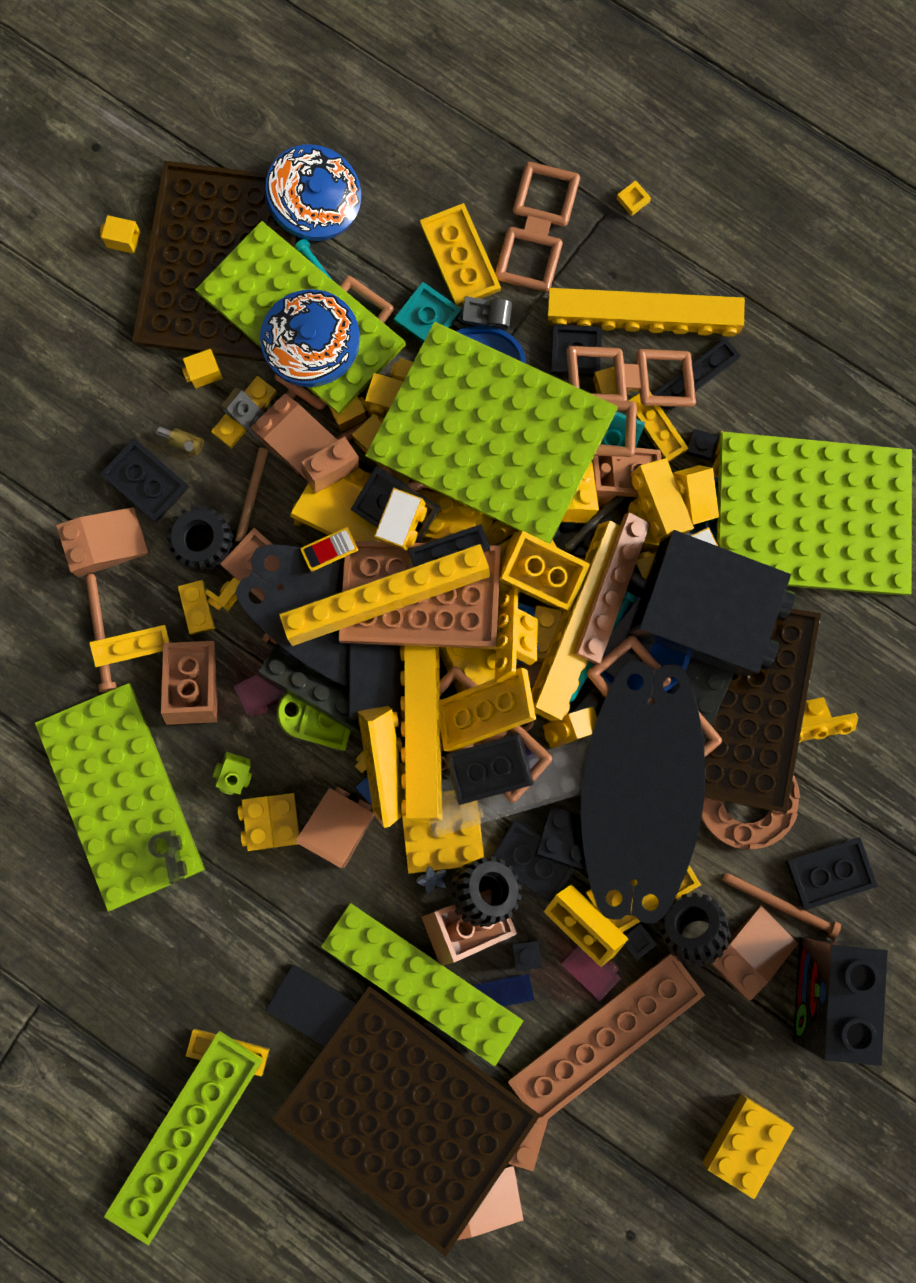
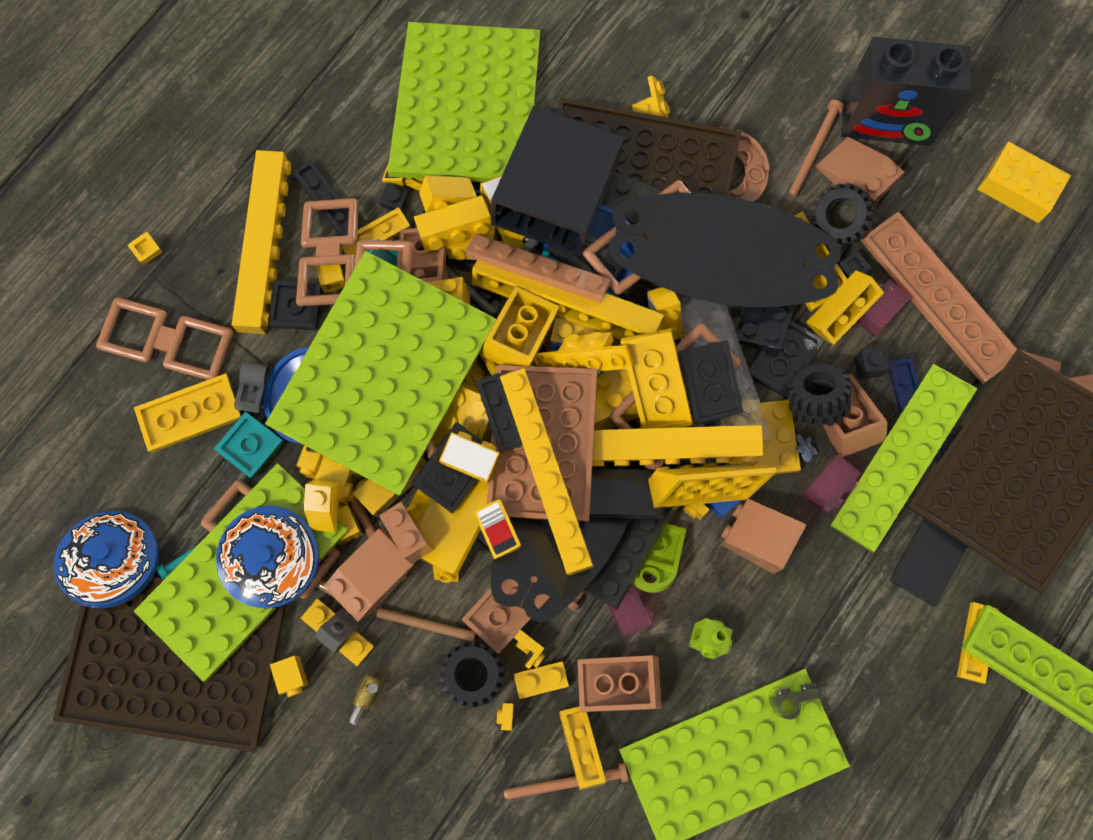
camera: 90 degrees left, 5 degrees down
(102, 540) = (469, 780): nougat slope -> none
(120, 234) = (131, 769): yellow brick -> none
(144, 480) = (406, 736): black plate -> none
(161, 573) = (505, 716): none -> yellow plate
(269, 822) = (756, 603): yellow plate -> none
(359, 382) = (322, 504): none -> yellow slope
(391, 905) = (831, 484): none -> clear pink brick
(831, 873) = (787, 106): black plate -> none

